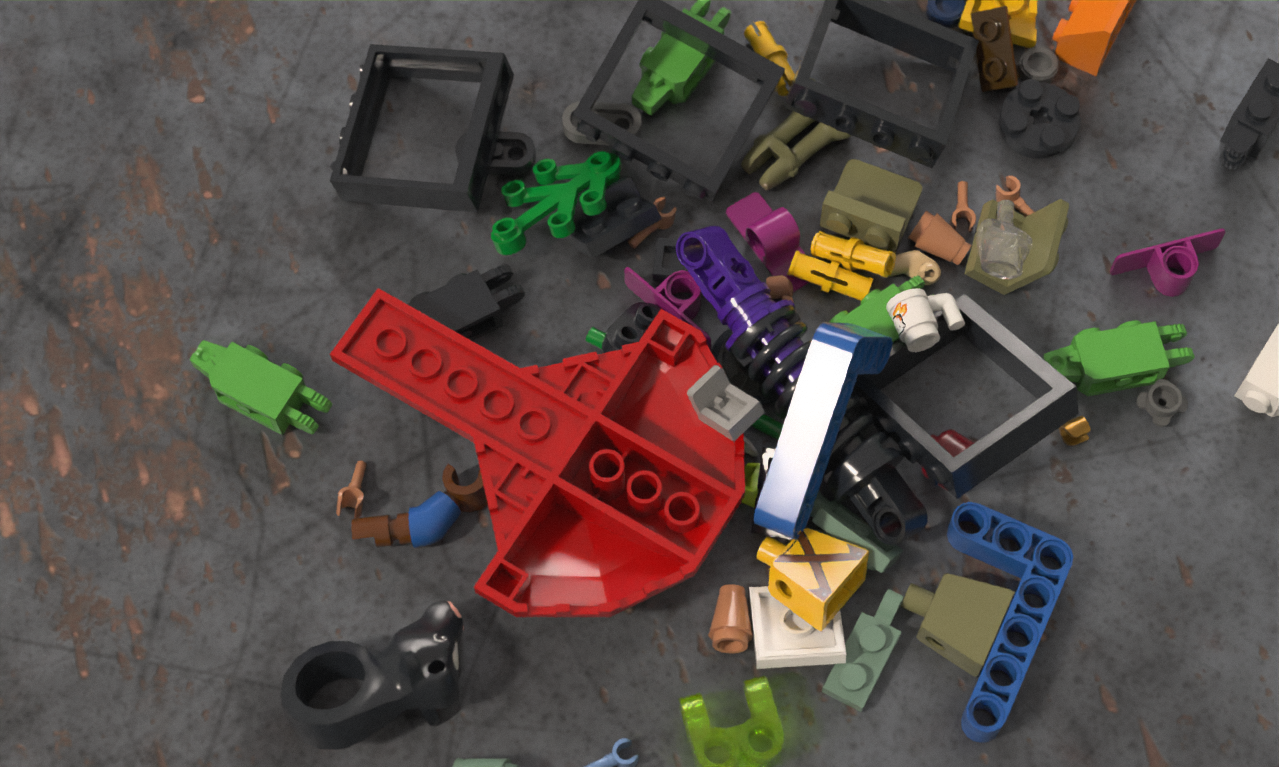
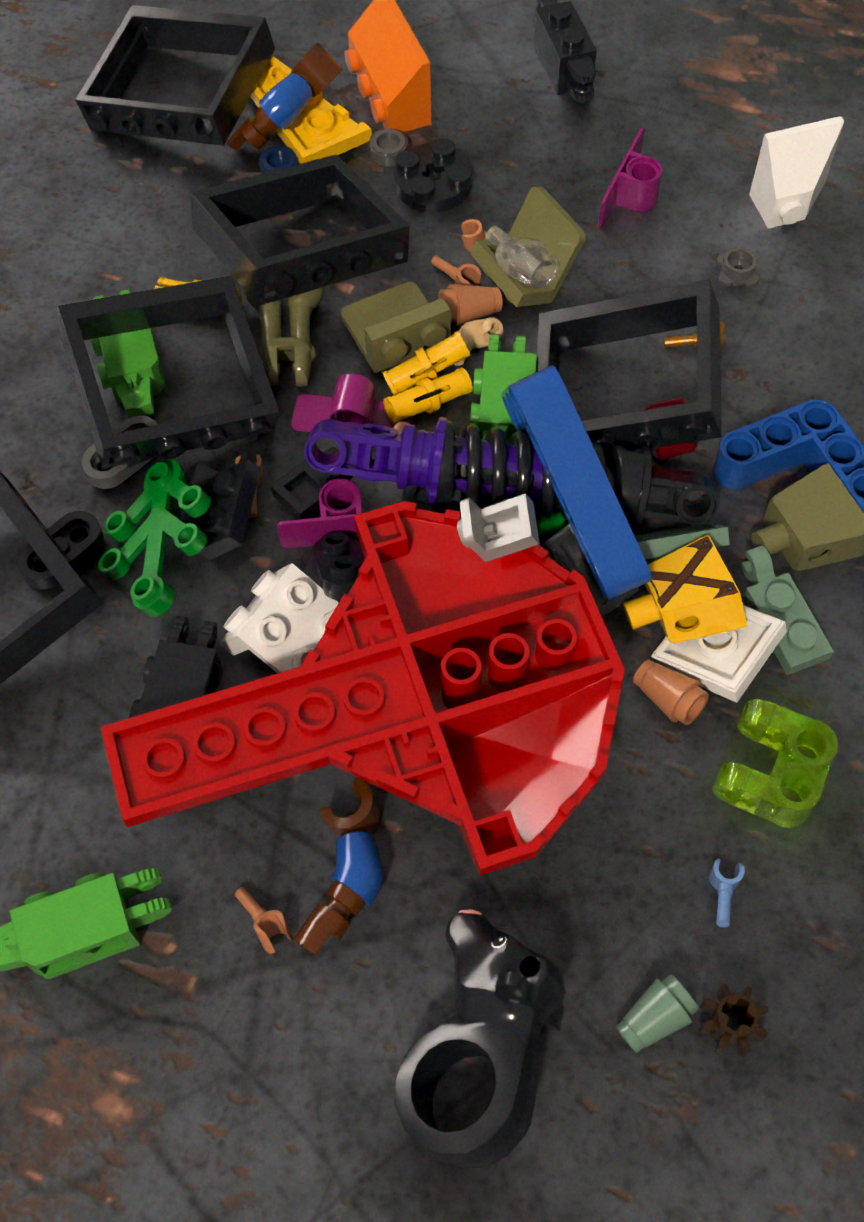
camera: 50 degrees left, 5 degrees down
(560, 327) = (281, 619): none -> white bracket
(915, 318) = (540, 346): white piece -> none
(994, 49) = (355, 148): dark brown hinge -> none
(1120, 356) = (683, 253): bright green hinge -> none

